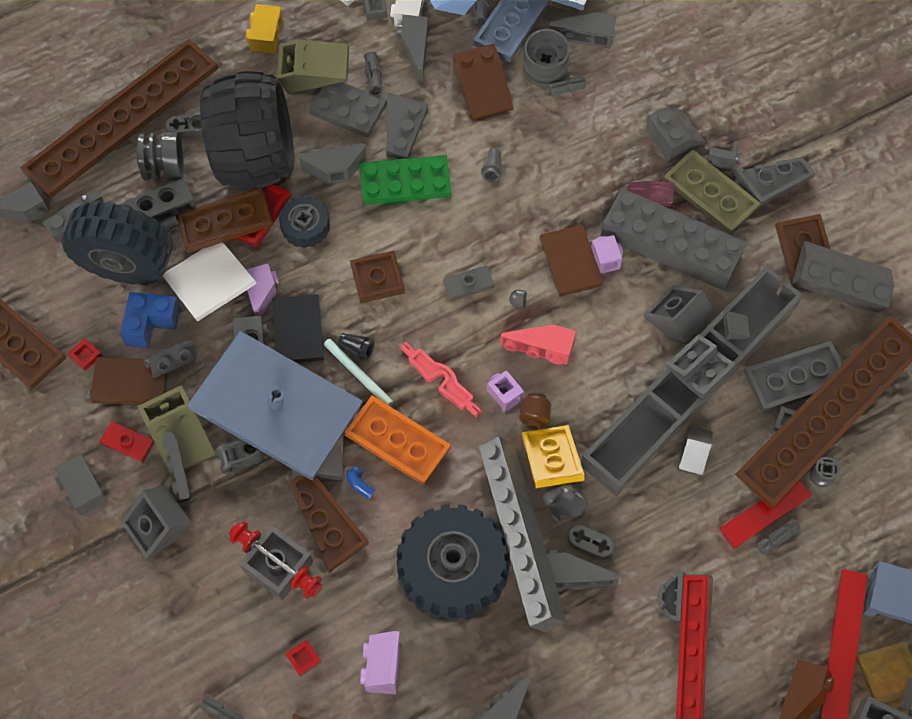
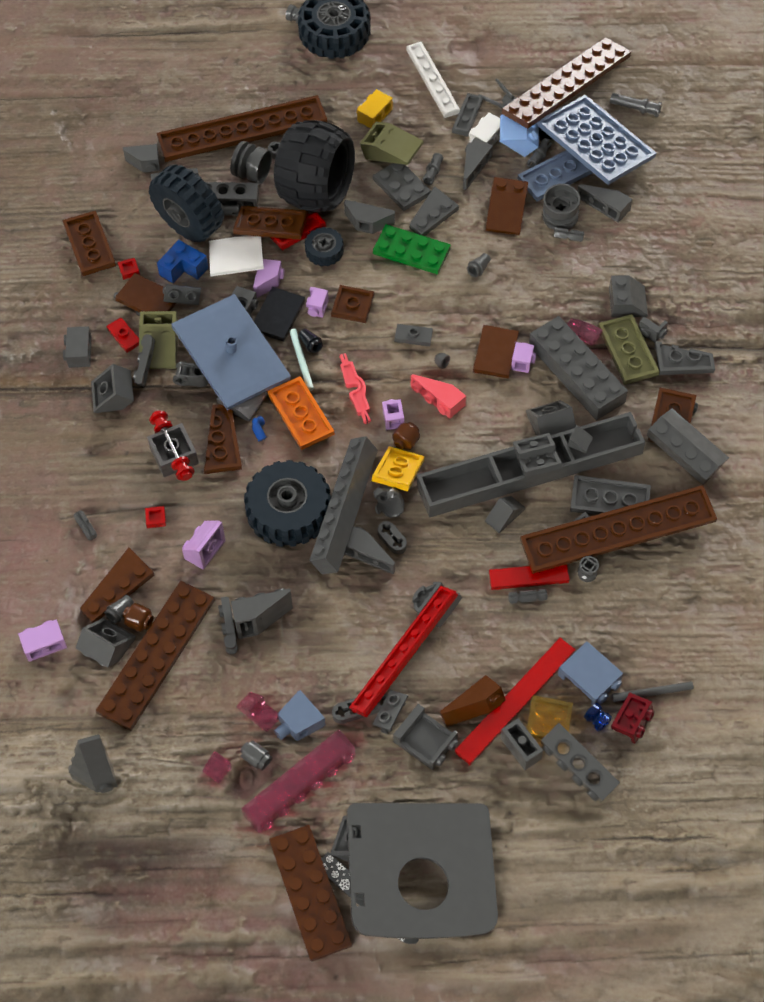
camera: 30 degrees right, 5 degrees down
(337, 294) = (317, 302): none -> lavender brick

